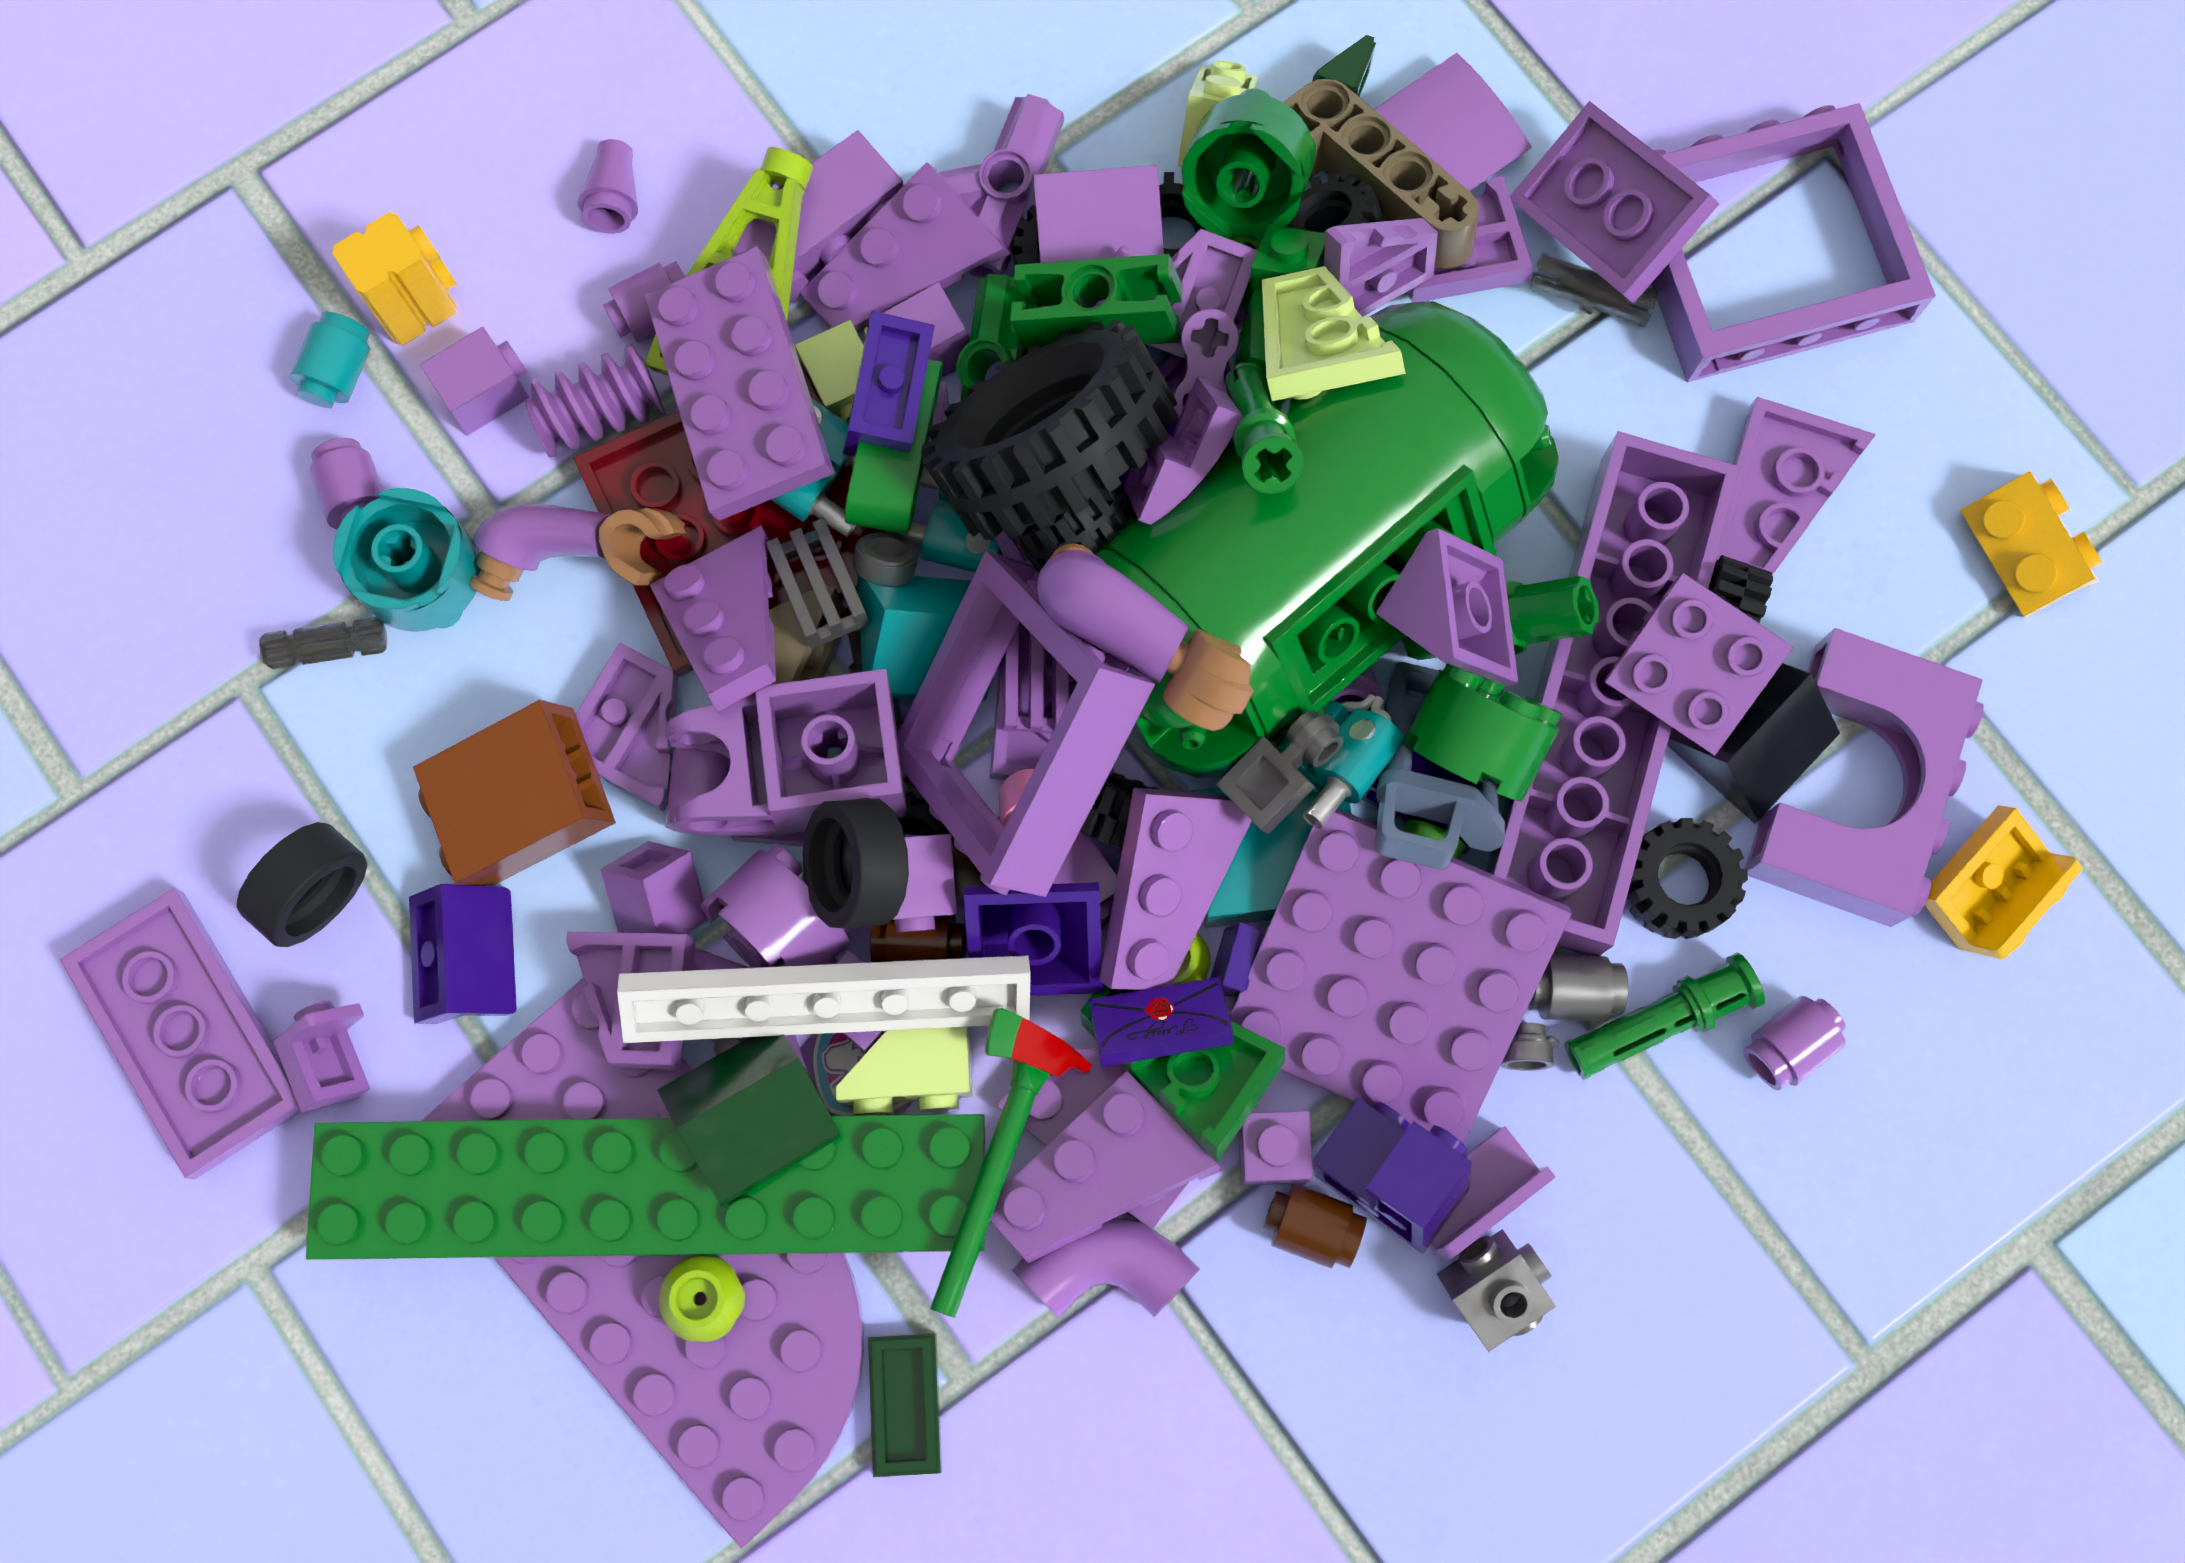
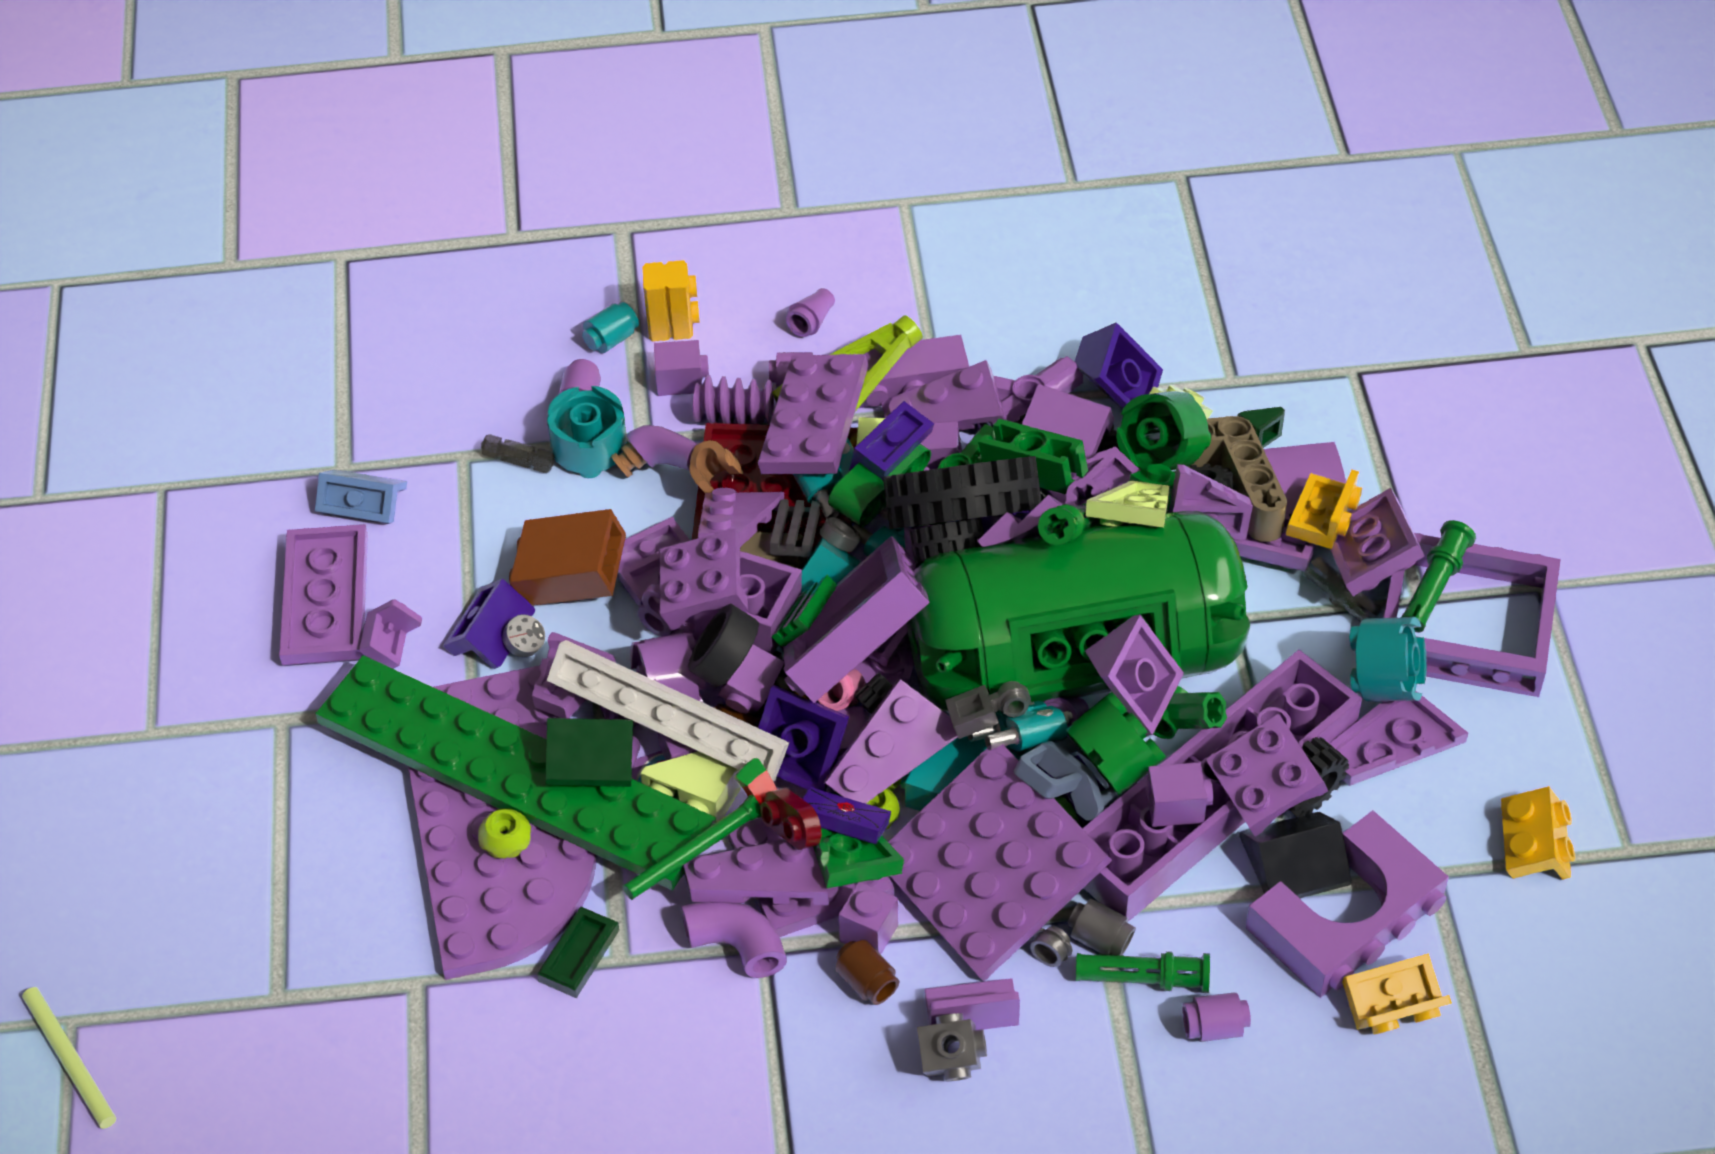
camera: 30 degrees right, 25 degrees down
(128, 835) = (358, 495): none -> medium blue panel
(301, 884) = (422, 531): black tyre -> none
(523, 948) = (523, 636): none -> flat silver tile
(654, 890) = (612, 636): medium lavender panel -> none
(755, 767) = (700, 577): none -> medium lavender piece
(924, 730) = (804, 611): none -> green tile
(1105, 76) = (1117, 364): none -> dark purple slope
(1107, 1078) = (791, 818): none -> dark red plate
(1130, 624) = (935, 571): medium lavender piece -> none
(1235, 957) = (905, 815): dark purple tile -> none
(1395, 1171) = (930, 957): dark purple brick -> none
(1518, 177) = (1324, 509): none -> yellow bracket
(1604, 761) = (1178, 794): none -> medium lavender brick
(1714, 856) = (1198, 926): black tyre -> none
(1731, 186) = (1443, 562): none -> green pin
(1748, 388) = (1388, 659): none -> teal brick

